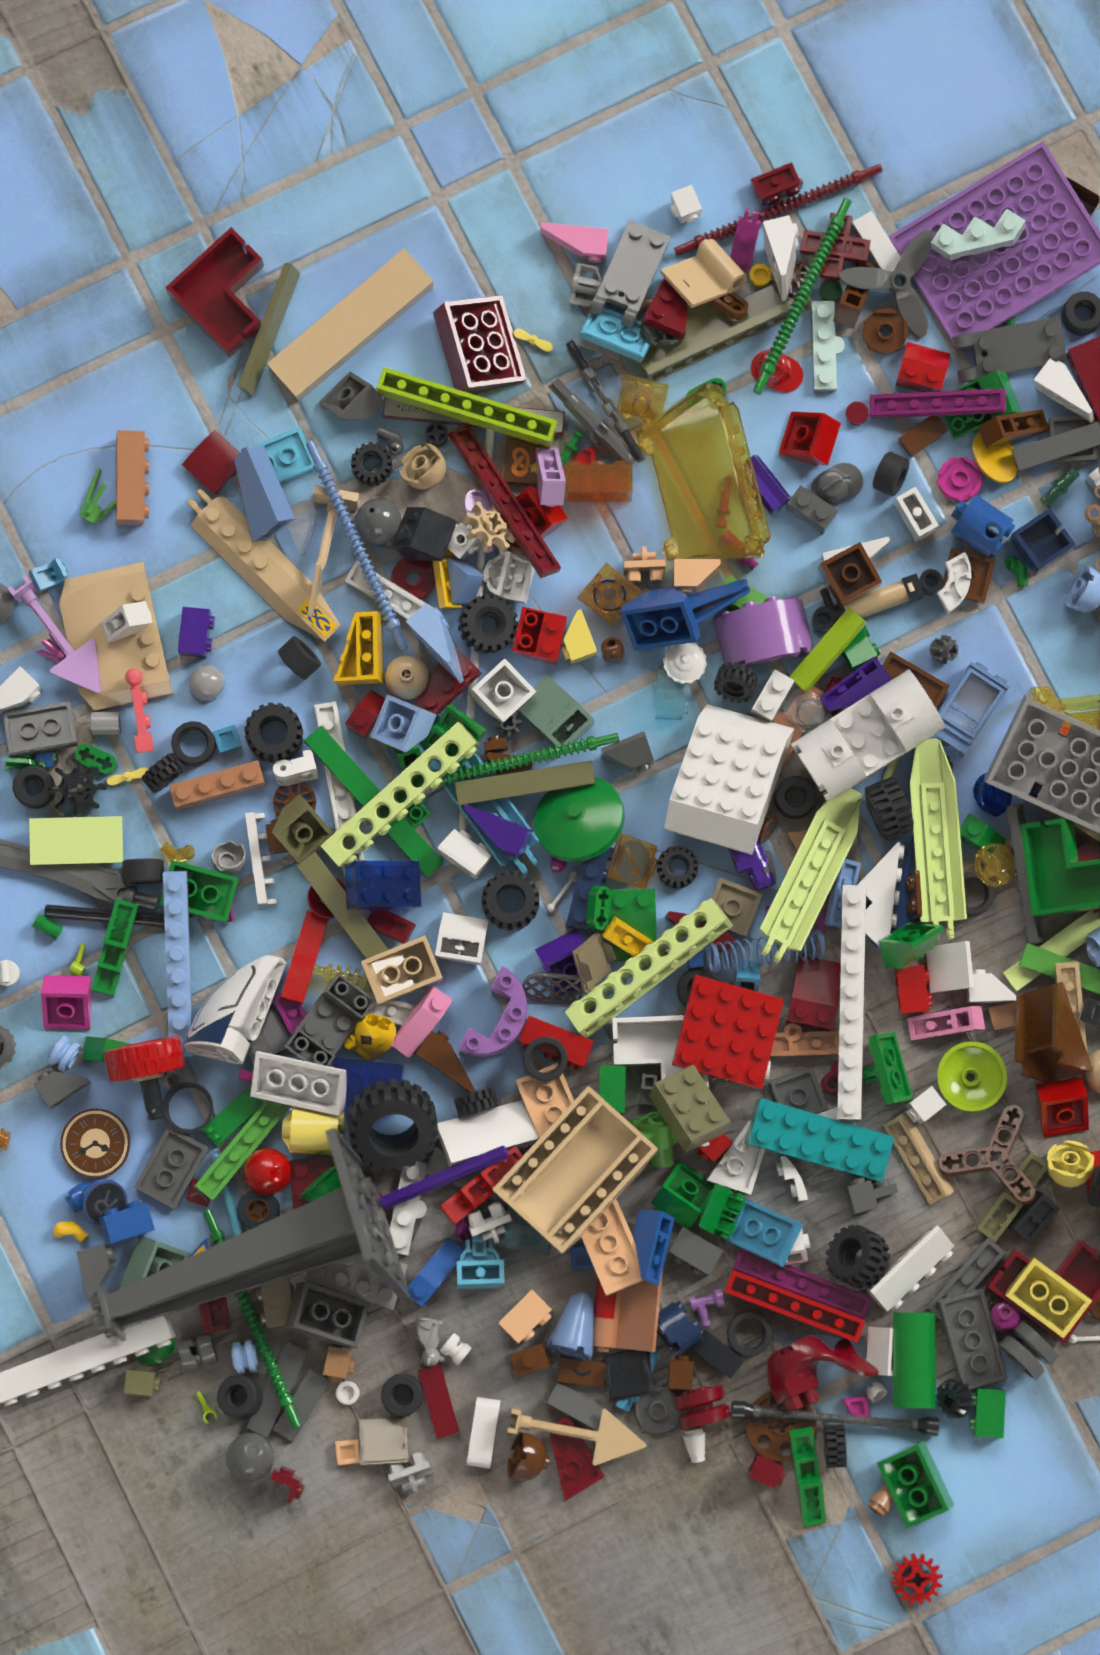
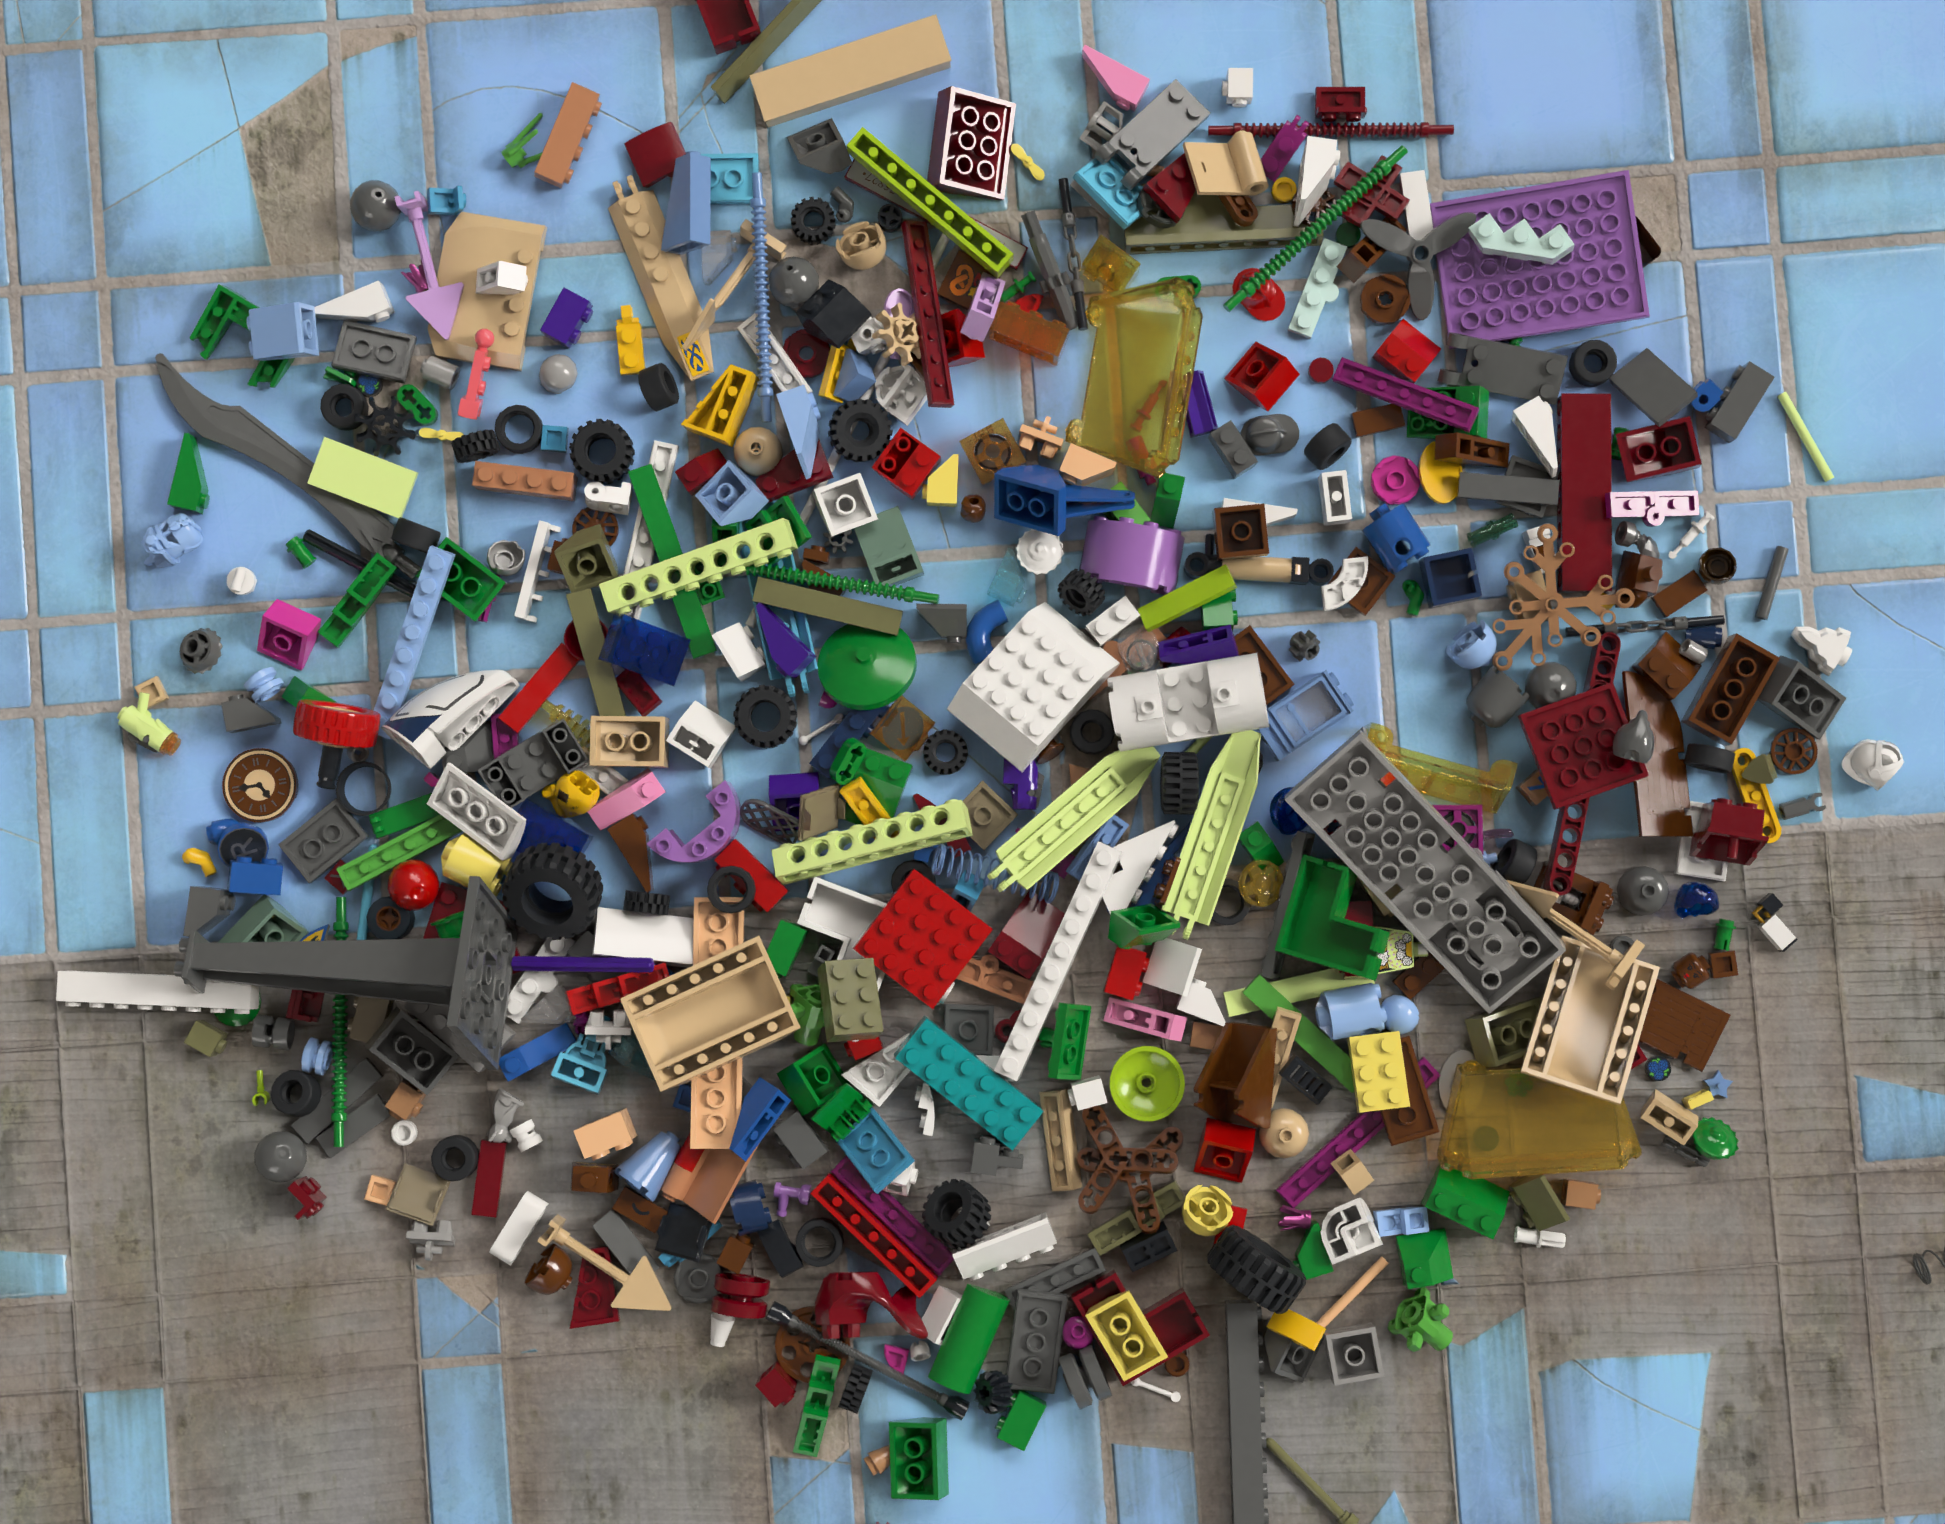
camera: 30 degrees right, 5 degrees up
(76, 968) = (312, 603): lime hand -> none
(181, 854) = (459, 534): clear yellow arm -> none
(258, 631) = (630, 343): none -> yellow hinge
(662, 749) = (980, 630): none -> blue cylinder
(774, 574) = (1167, 500): none -> green slope
(964, 1148) = (1108, 1168): none -> reddish brown piece

